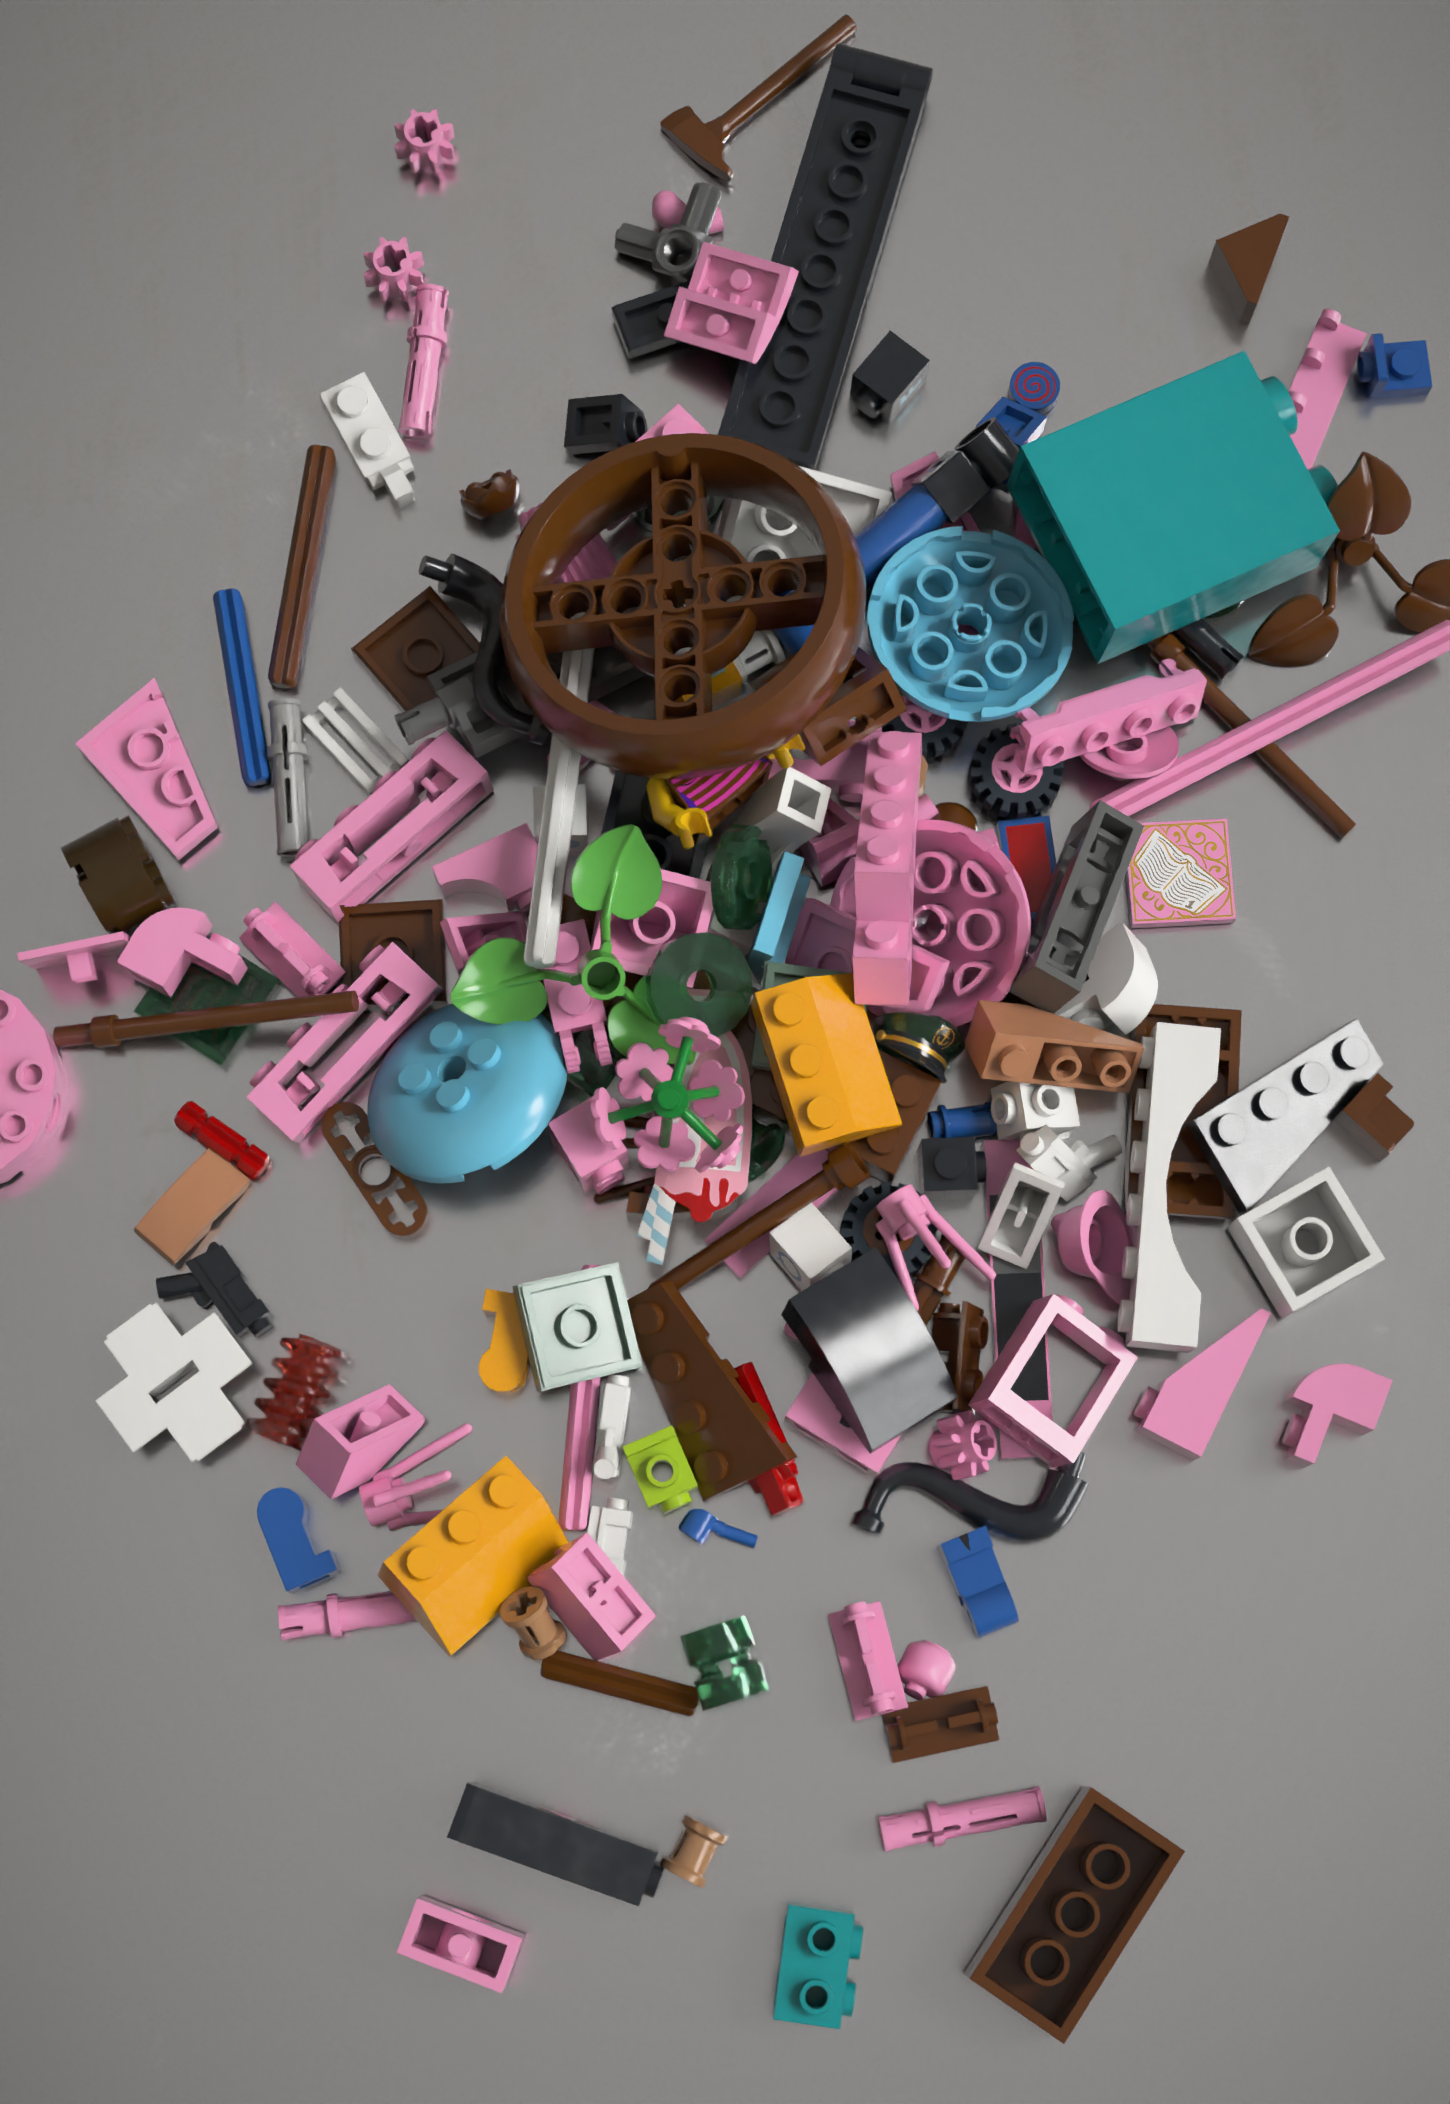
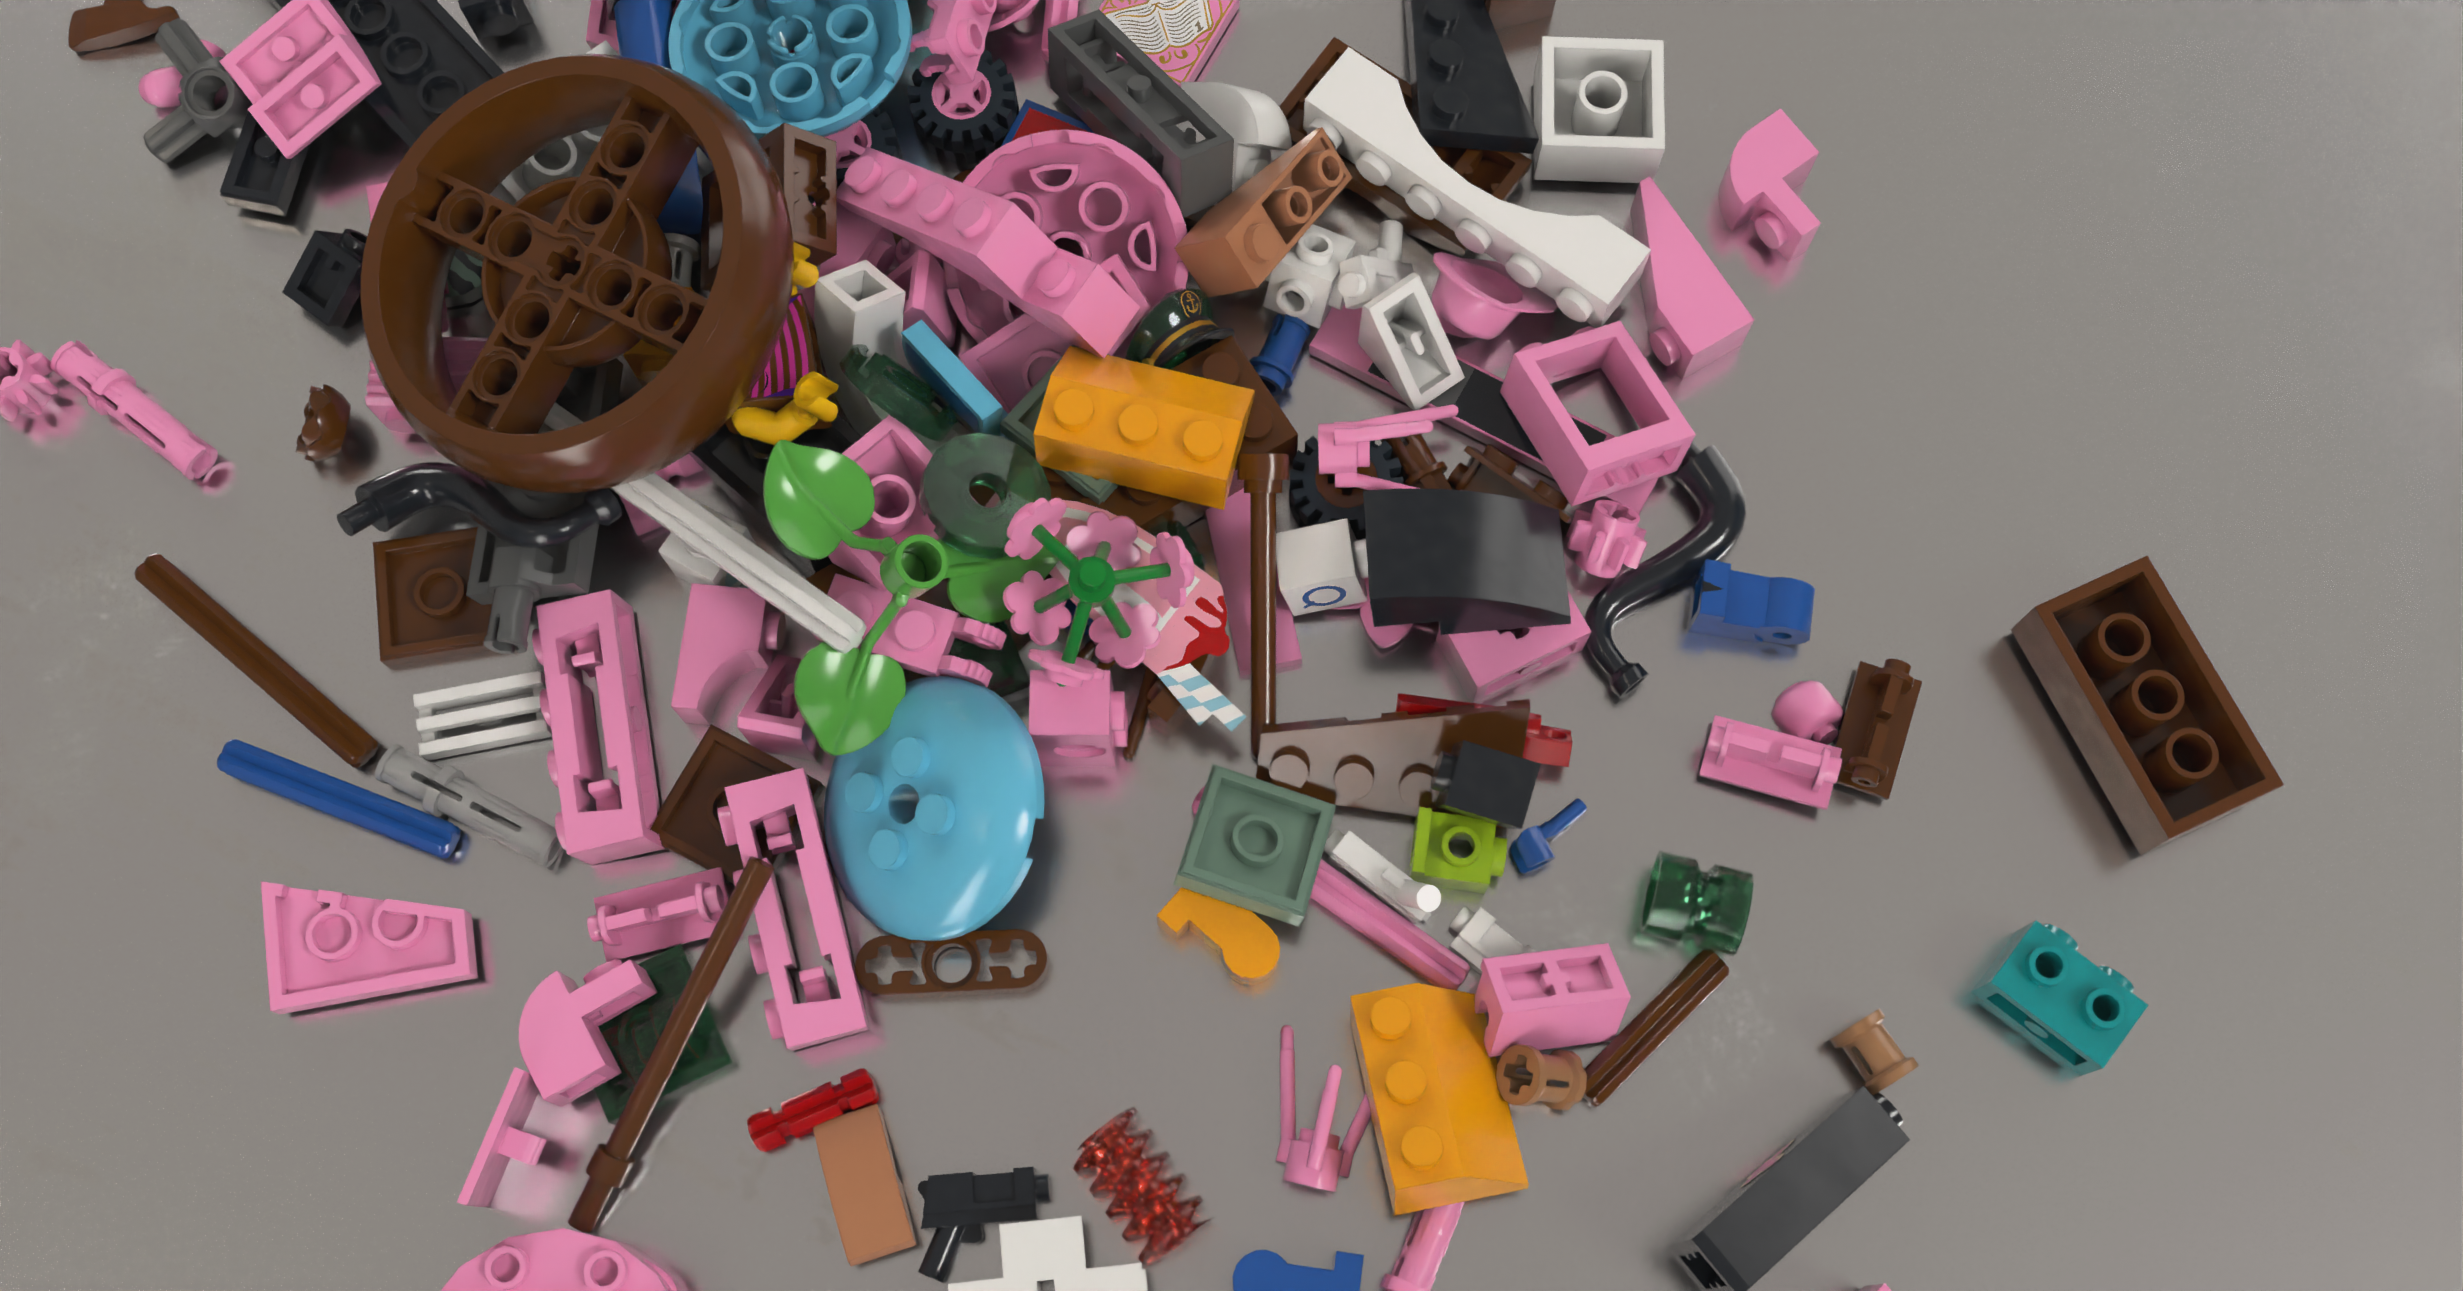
camera: 55 degrees left, 5 degrees down
(118, 875) = (446, 1045): dark brown brick -> none
(357, 1440) = (1234, 1152): bright pink slope -> none
(370, 437) = (173, 511): white hinge -> none
(709, 1460) = (1484, 784): none -> black brick
(950, 1168) = (1319, 386): black brick -> none
(961, 1819) = (1977, 786): bright pink pin -> none

